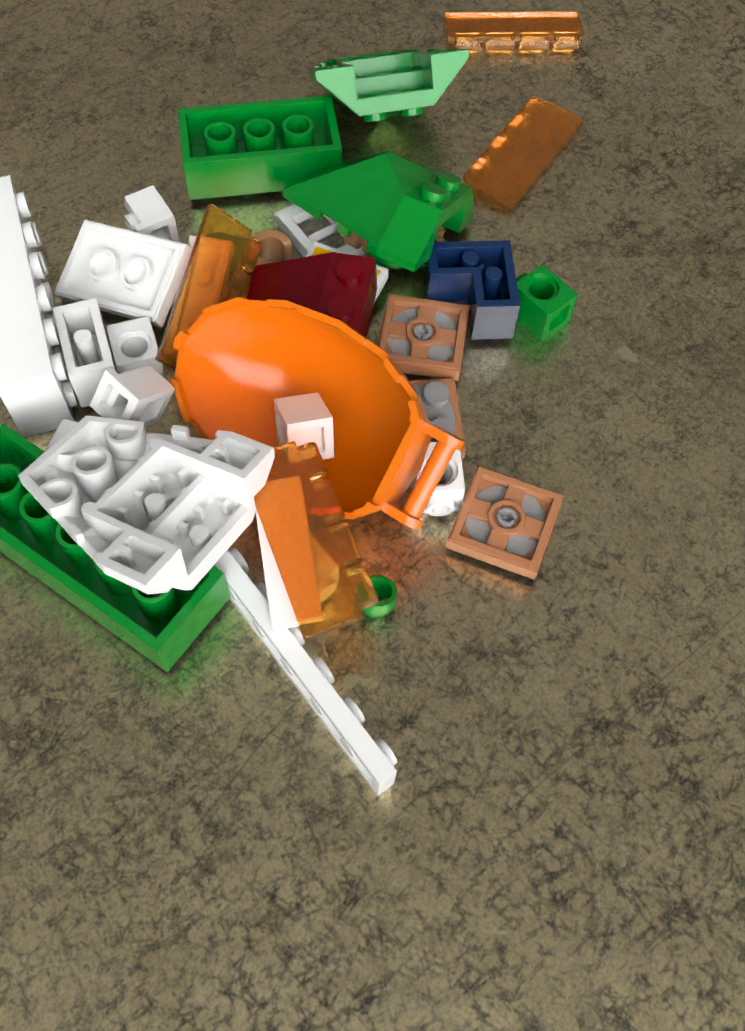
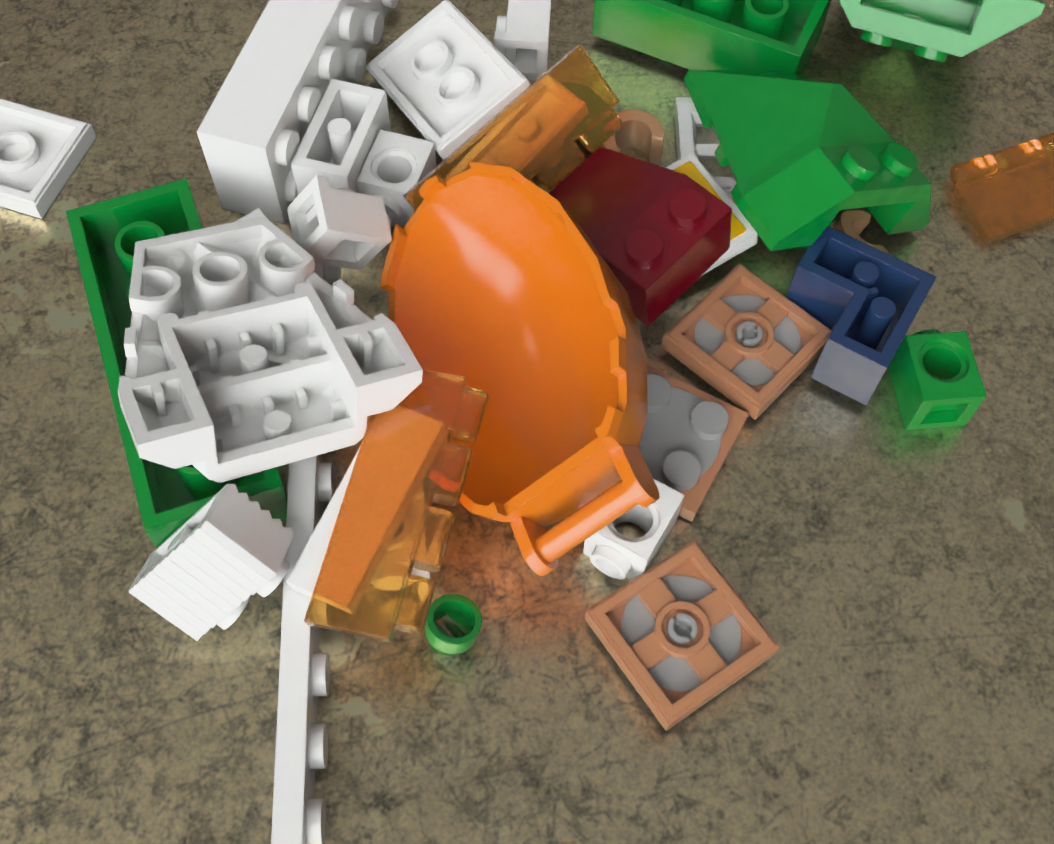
camera: 35 degrees right, 0 degrees up
(214, 645) = (215, 564): none -> white brick
(304, 421) = (509, 367): brick -> none

